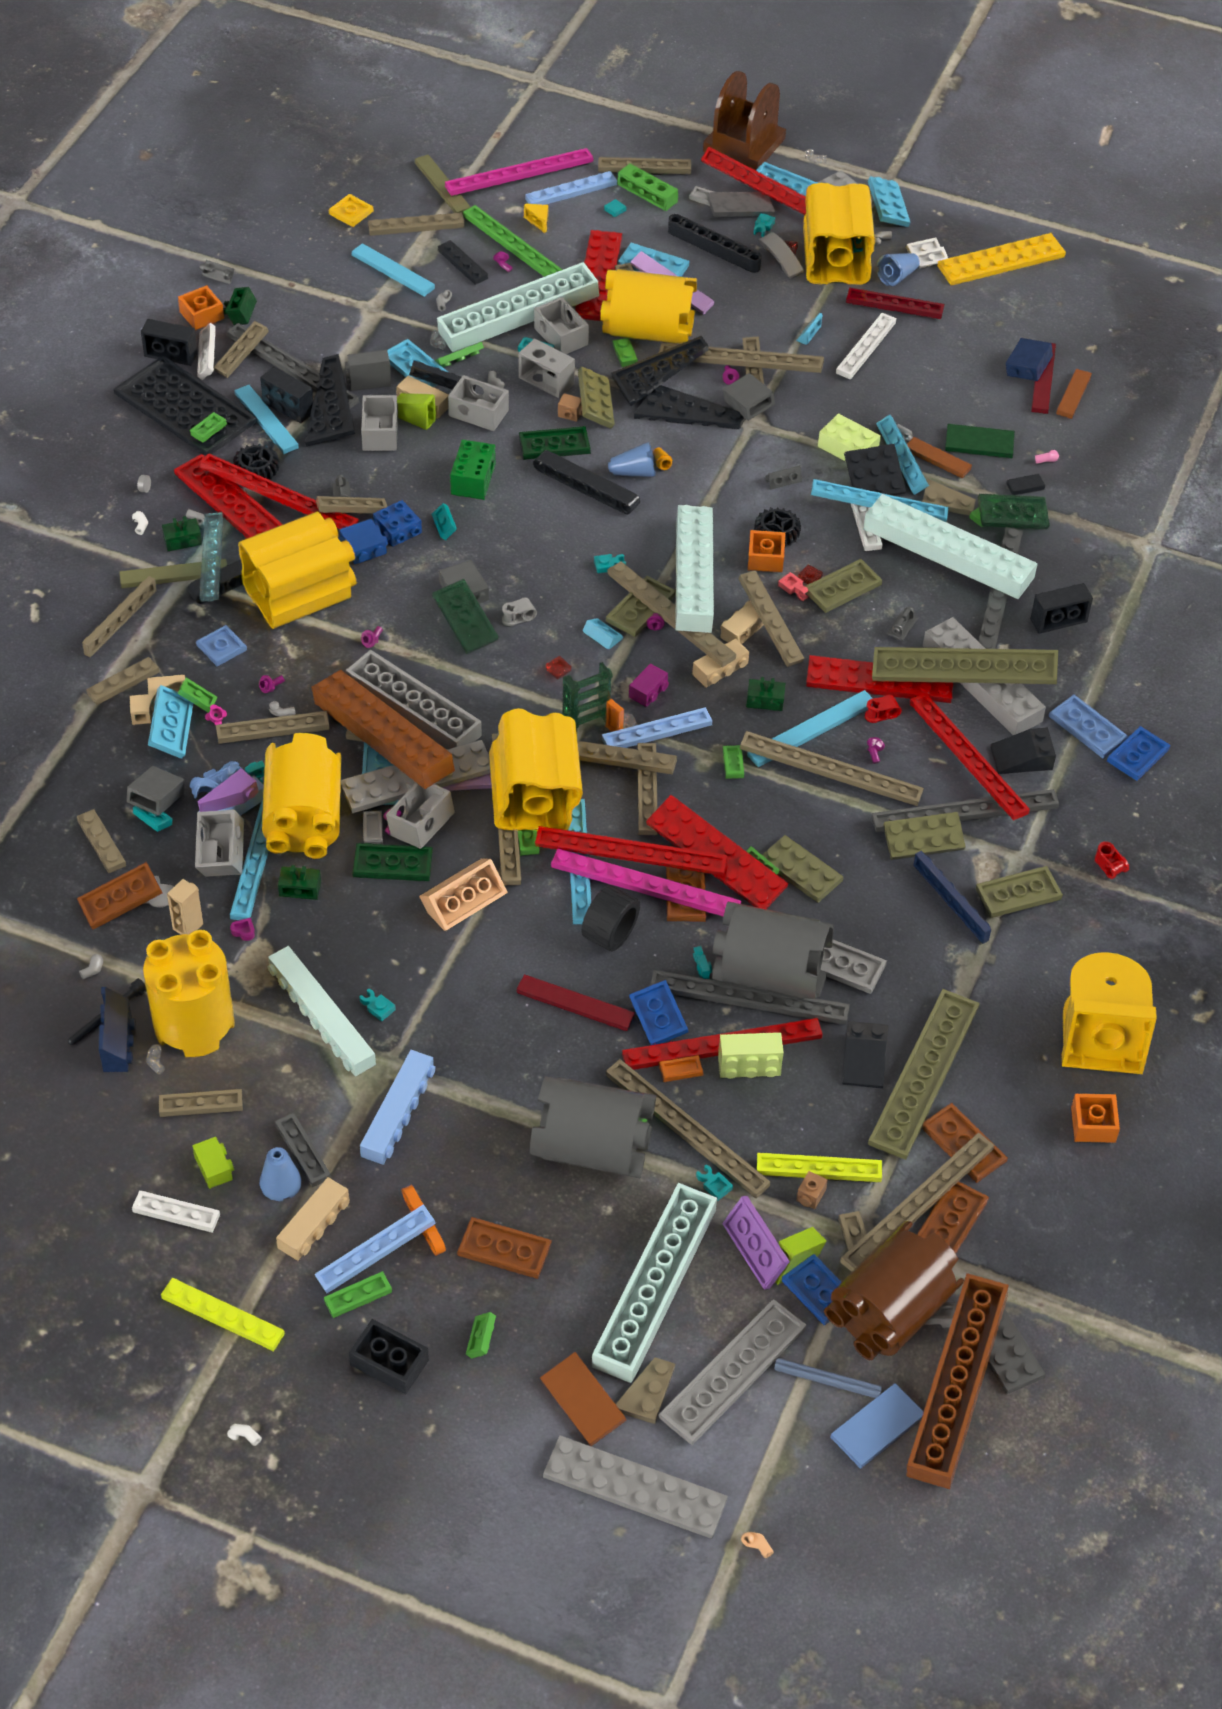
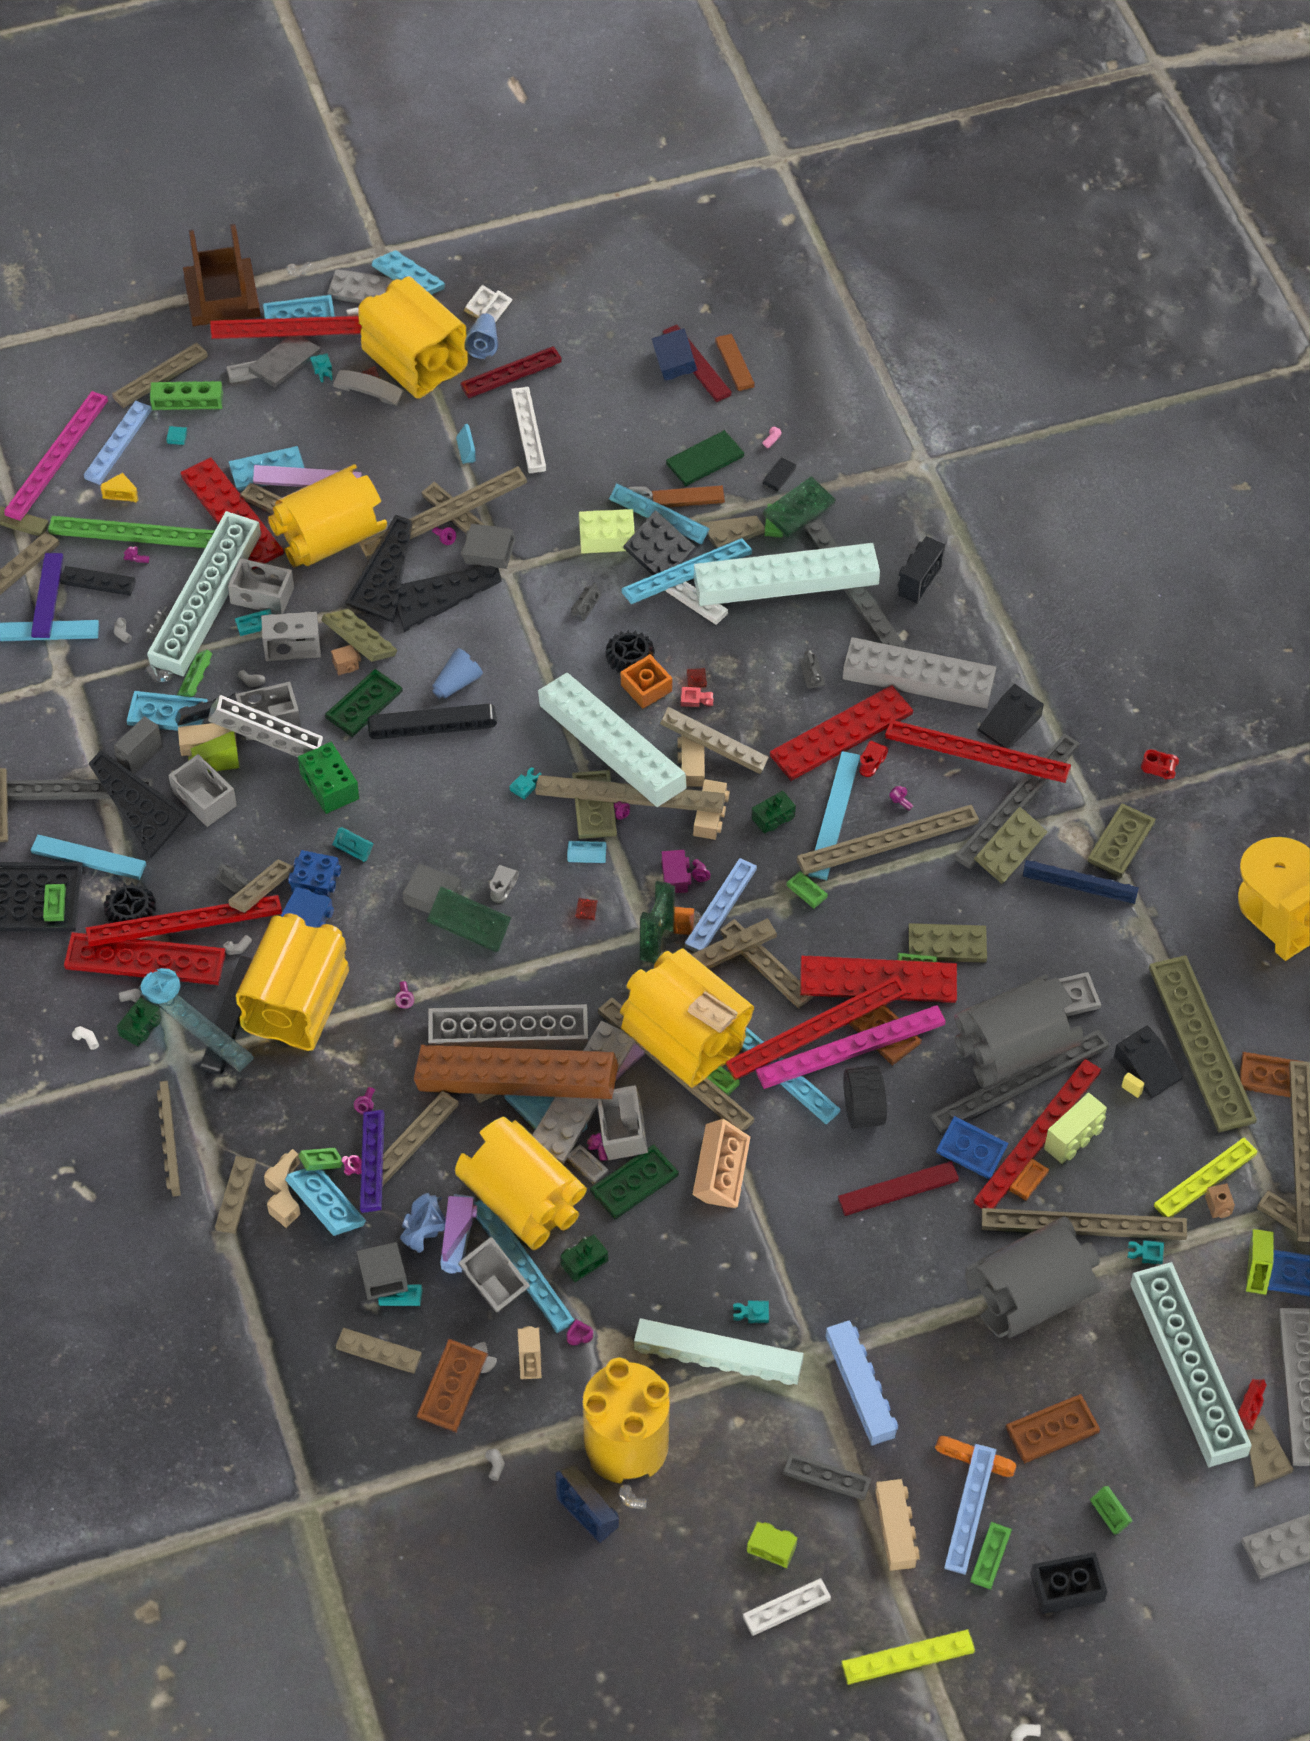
camera: 40 degrees left, 5 degrees up
(137, 988) = (552, 1453): black piece -> none
(144, 483) = (50, 998): light grey tile -> none
(163, 574) = (161, 1070): olive tile -> none
(200, 1102) = (708, 1504): dark tan plate -> none
(216, 520) = (160, 986): none -> medium azure tile
(221, 645) = (284, 1098): medium blue tile -> none
(228, 720) = (372, 1161): none -> dark purple tile
(256, 769) = (449, 1189): teal plate -> none
(278, 711) = (401, 1121): light grey arm -> none
(279, 1176) = (835, 1513): medium blue cone -> none
(286, 394) = (91, 821): black brick -> none
(418, 249) = (47, 595): none -> dark purple tile
(455, 403) = (263, 727): none -> light grey brick
(539, 768) = (712, 1012): none -> tan plate
(583, 1399) = (1229, 1496): dark orange tile -> none
(624, 352) = (333, 573): bright green plate -> none
(662, 459) = (476, 653): light orange cone -> none
(666, 698) = (700, 873): none -> magenta plate
(672, 1347) = (1252, 1403): none -> red hinge
(703, 967) = (961, 1082): teal plate -> none
(714, 243) = (302, 414): black beam -> none
(755, 1242) = (1228, 1274): medium lavender tile -> none
(834, 1061) = (1133, 1085): none -> light yellow tile
(843, 585) = (733, 668): olive plate -> none
(965, 665) = (908, 675): olive plate -> none
(1001, 259) = (552, 270): yellow plate -> none
(1088, 726) = (1032, 659): medium blue tile -> none
(1138, 753) = (1092, 656): blue plate -> none

